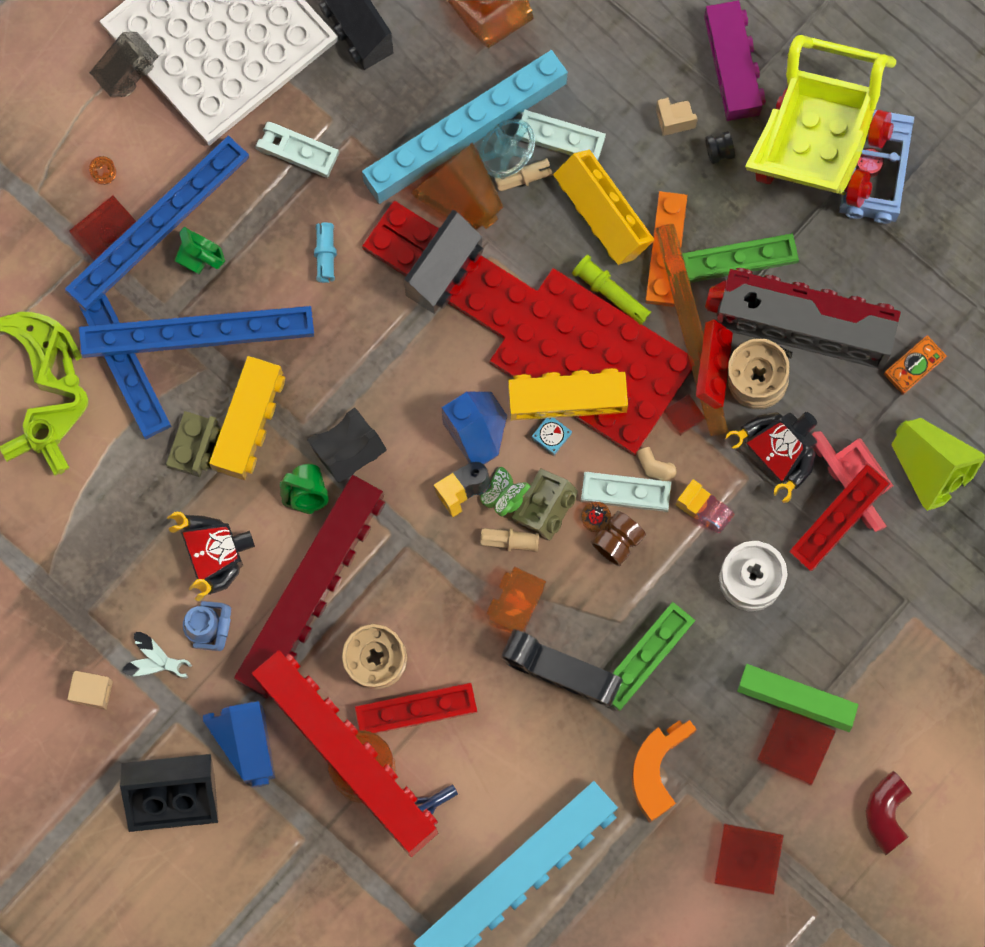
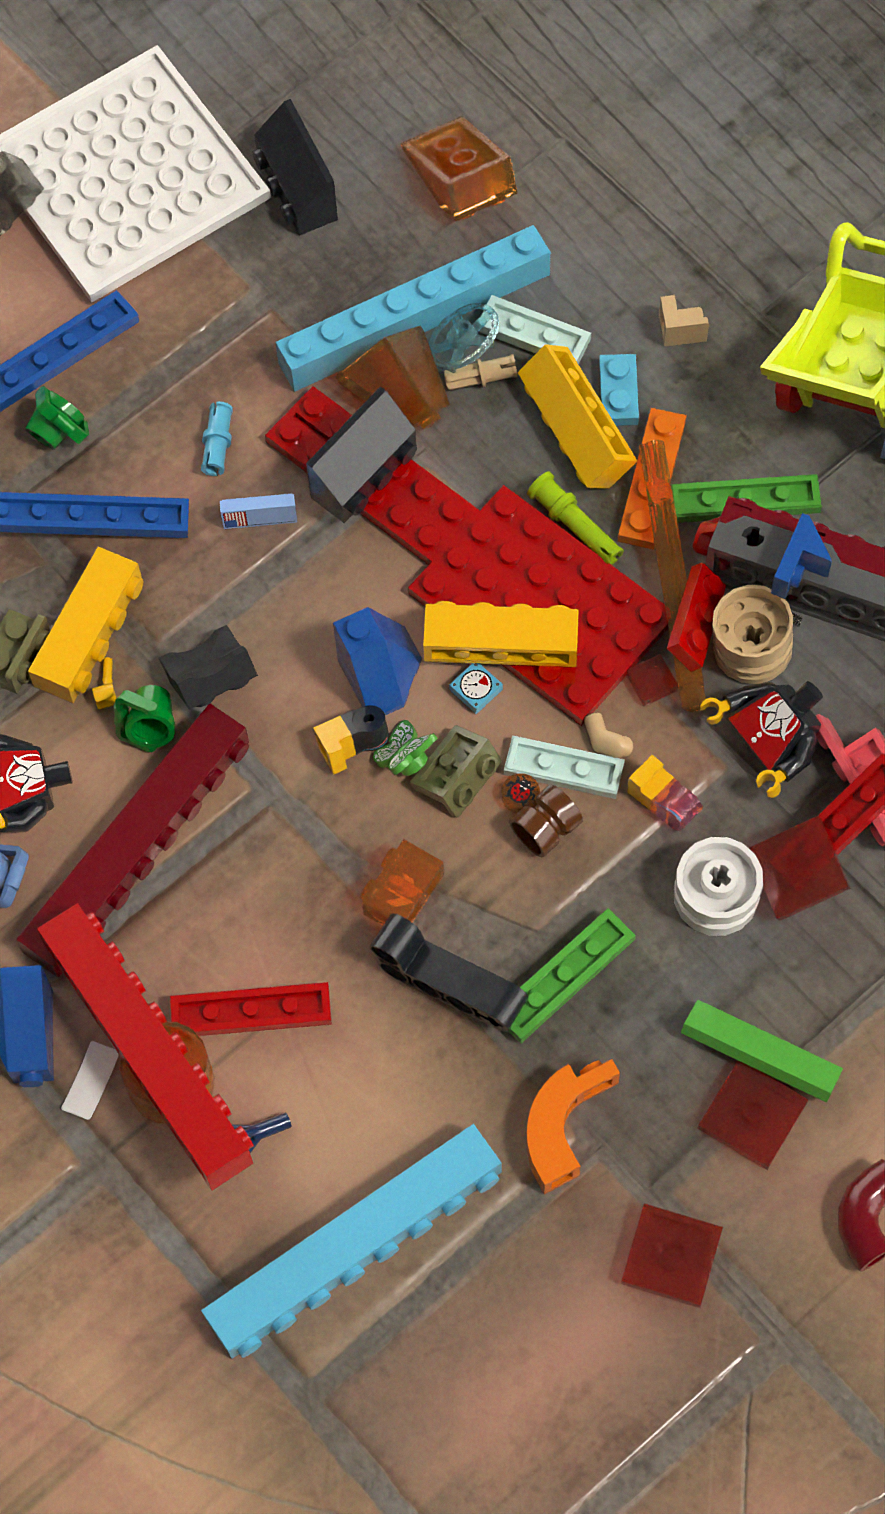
camera: 10 degrees right, 10 degrees down
(269, 471) = (105, 694): none -> yellow hand
(298, 149) = (201, 316): light aqua plate -> none
(303, 776) = (90, 1080): none -> white sticker
(358, 651) = (202, 911): tan wheel -> none
(366, 310) = (258, 511): none -> light blue tile
(509, 539) = (404, 809): tan axle -> none
(632, 176) = (619, 388): none -> medium azure plate
(720, 147) = (734, 363): black wheel -> none
(733, 60) = (763, 264): magenta brick -> none
(795, 311) = (803, 553): none -> blue slope
(812, 556) = (800, 868): none -> clear red plate

